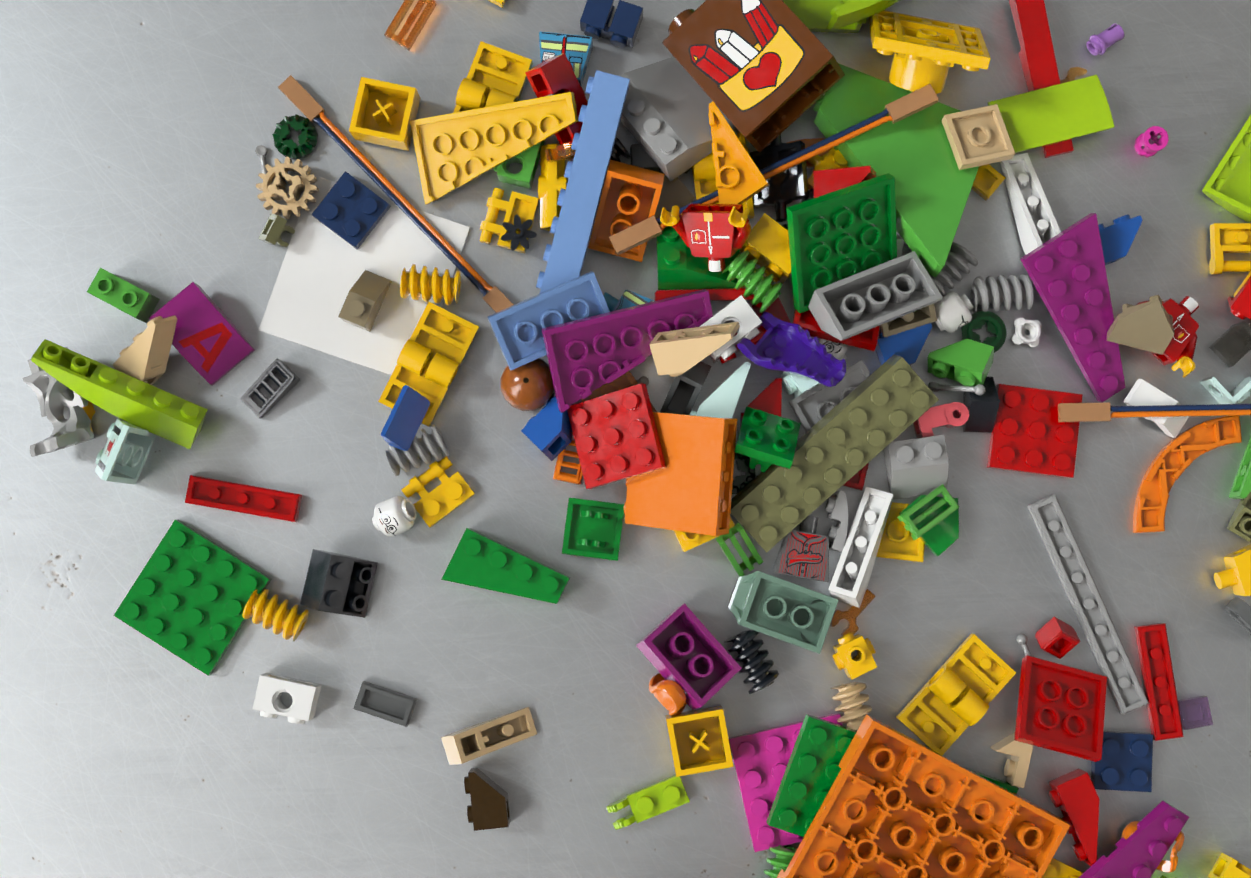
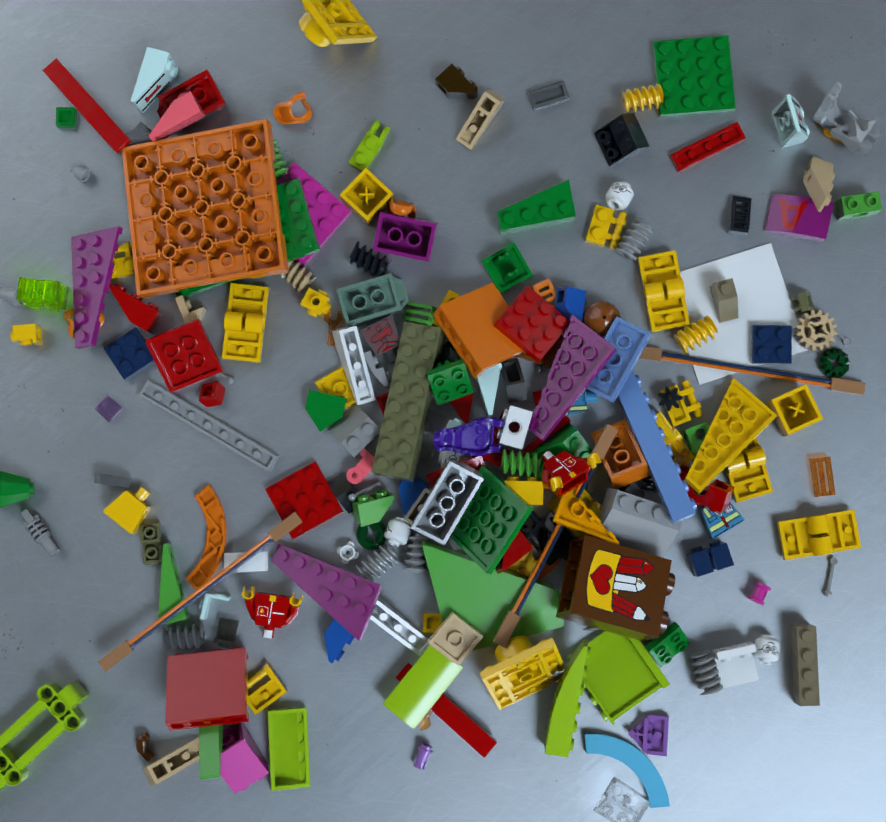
camera: 140 degrees right, 0 degrees up
(123, 394) = (815, 150): lime slope -> none
(304, 696) = (596, 68): white brick -> none
(405, 418) = (653, 249): blue slope -> none
(682, 349) = (531, 395): tan slope -> none
(910, 524) = (327, 425): bright green tile -> none
(1143, 326) = (287, 597): dark tan slope -> none
(1151, 133) = (358, 719): dark pink bush -> none
(1158, 681) = (140, 411): red tile -> none

